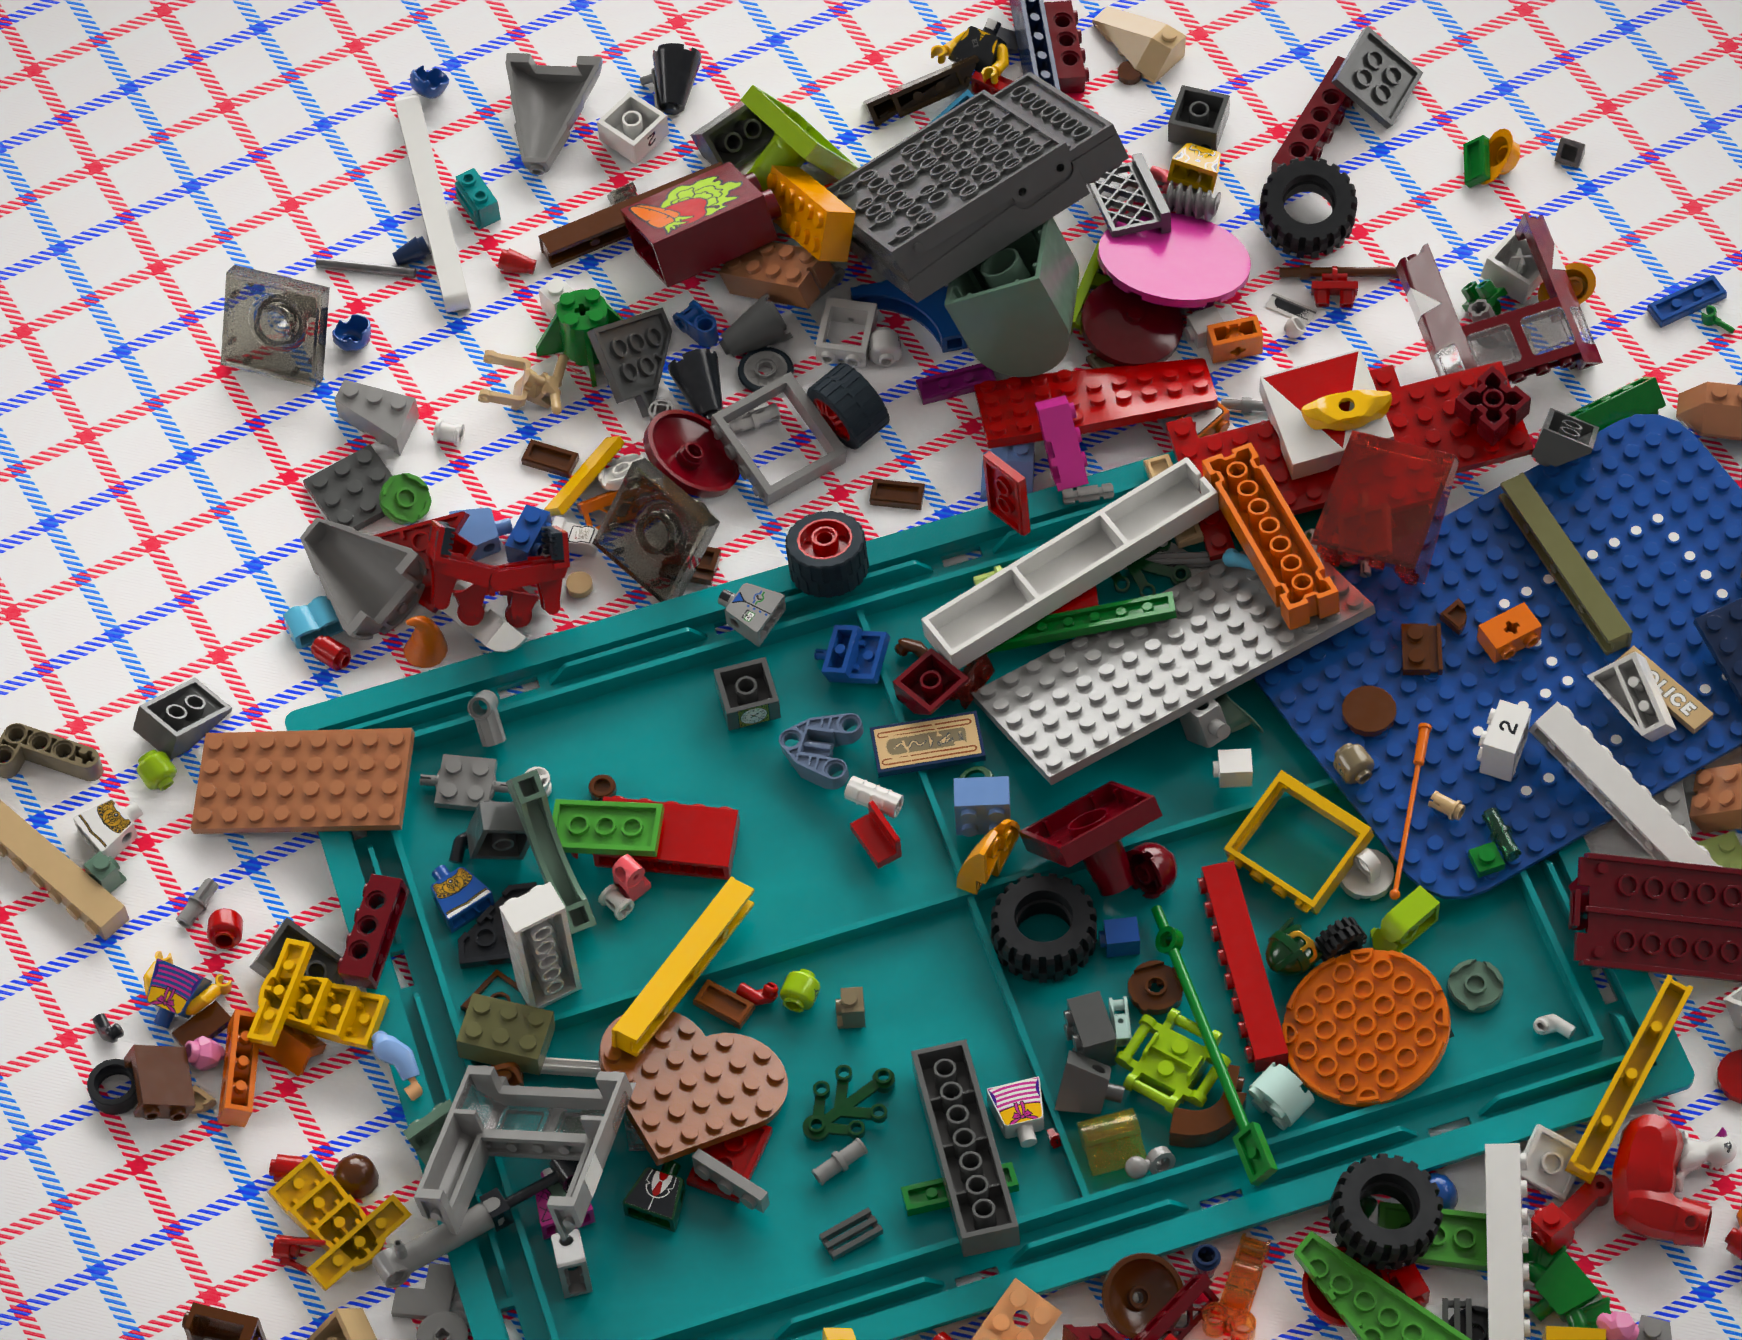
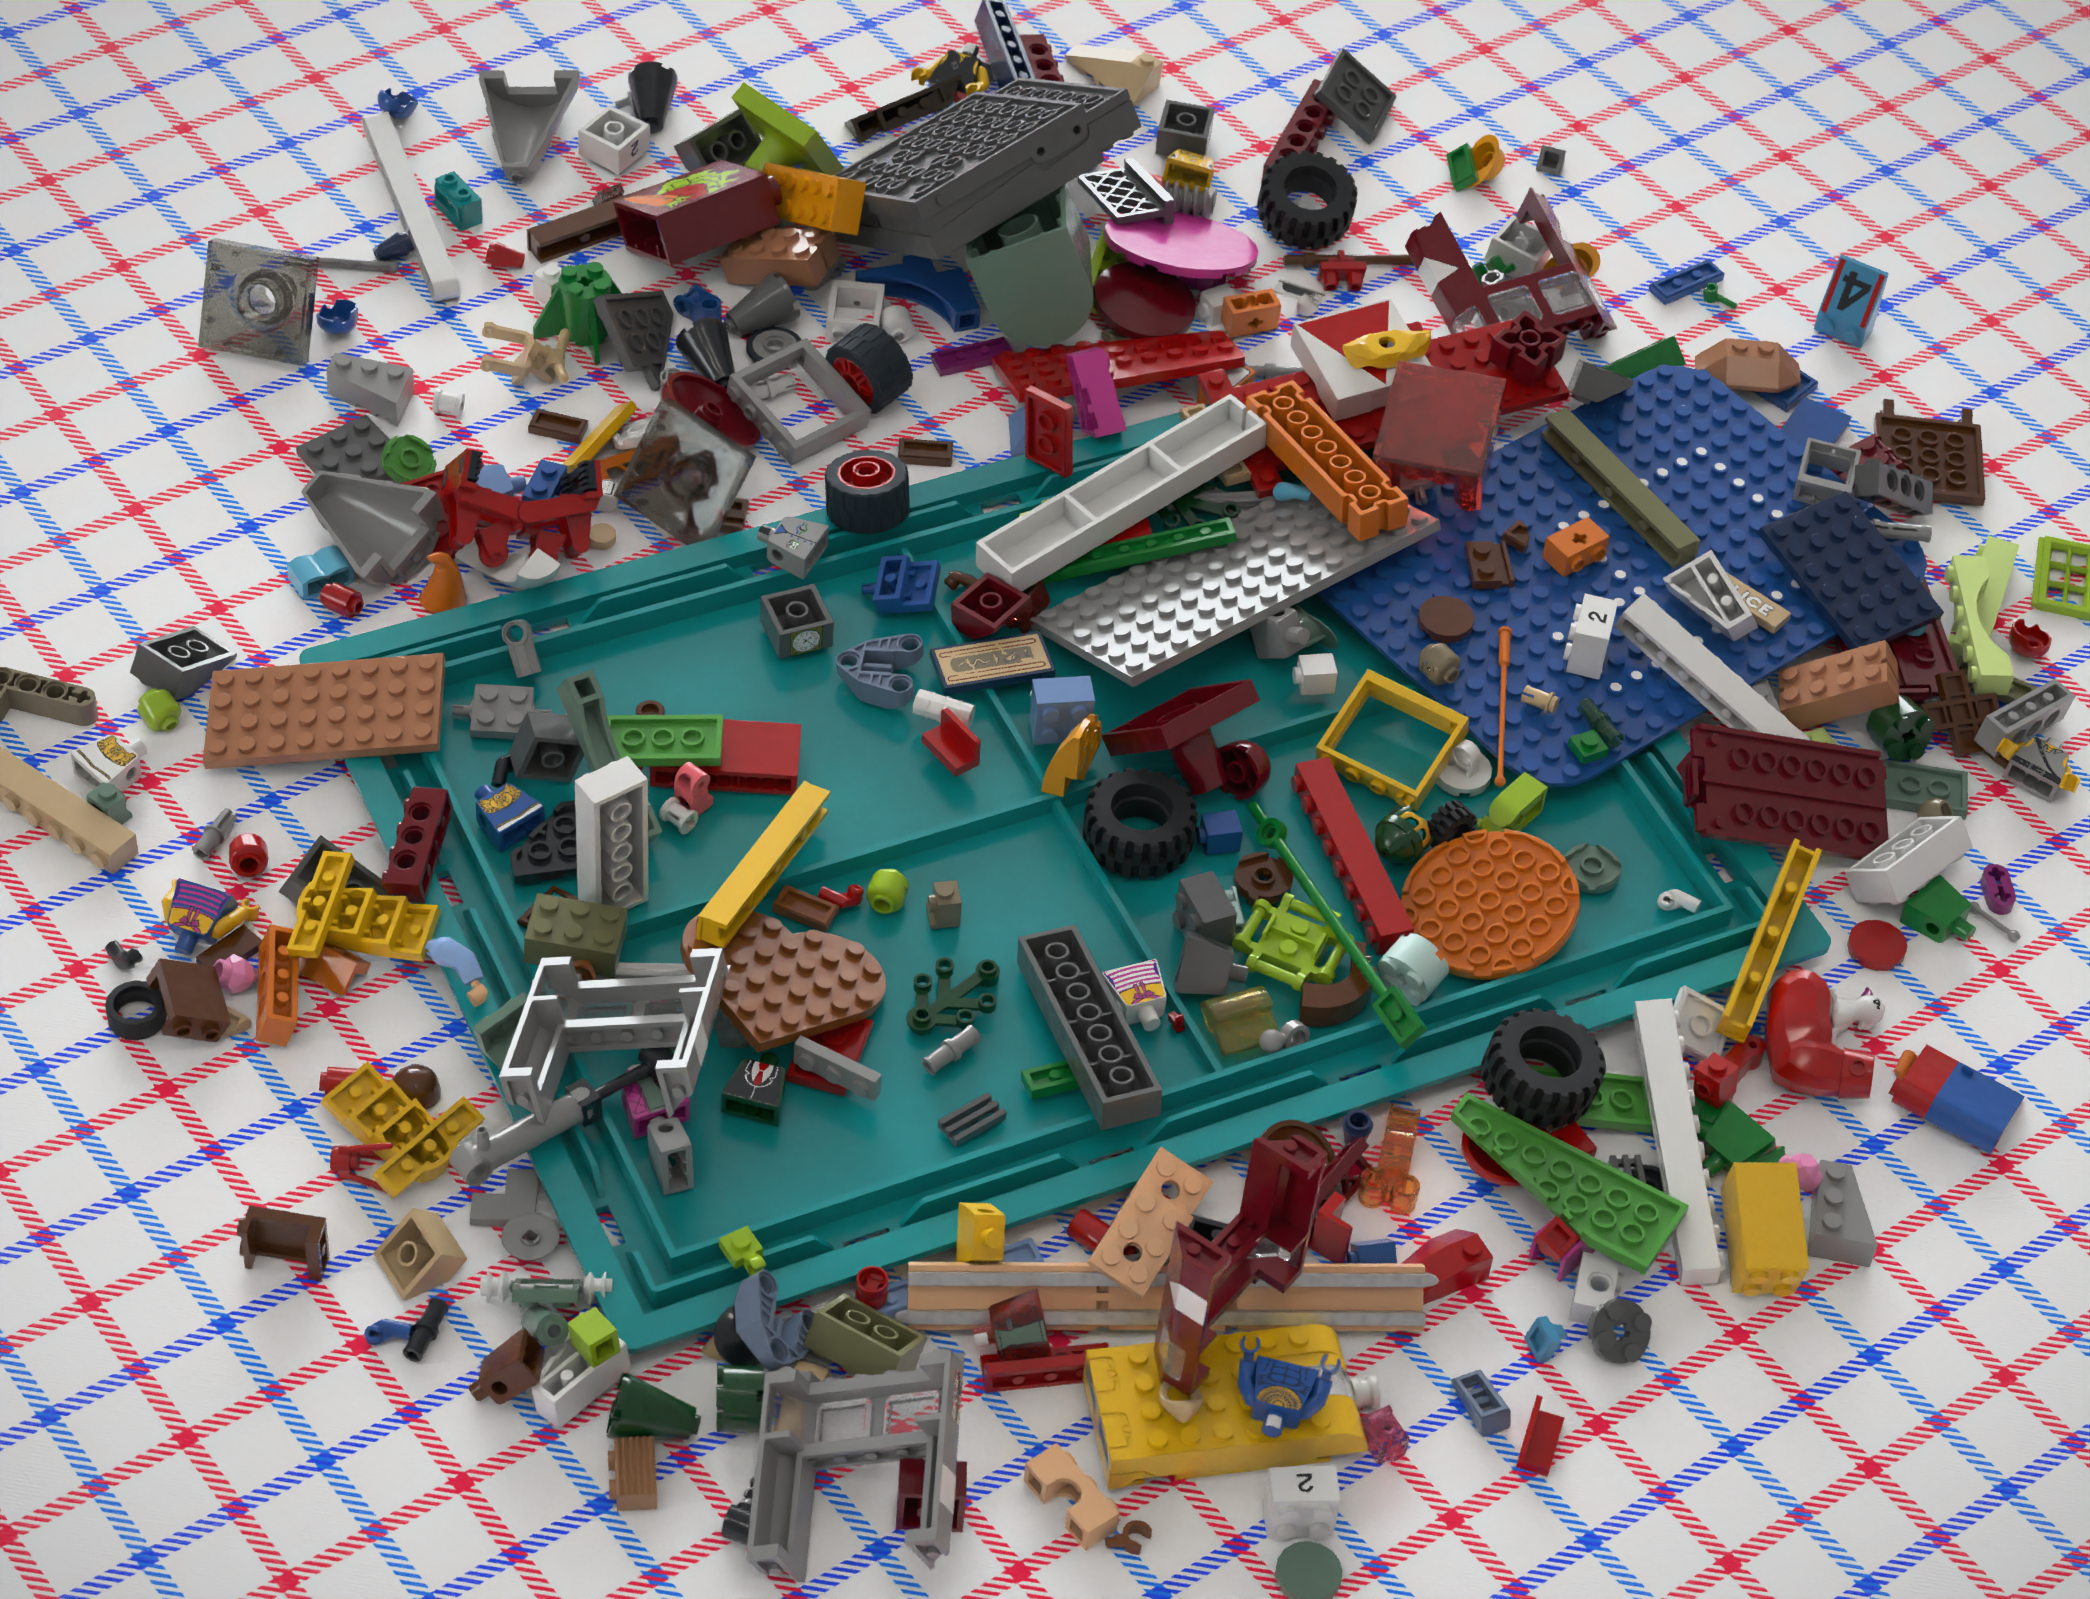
camera: 15 degrees left, 10 degrees down
(1088, 493) = (1126, 439): light grey axle -> none

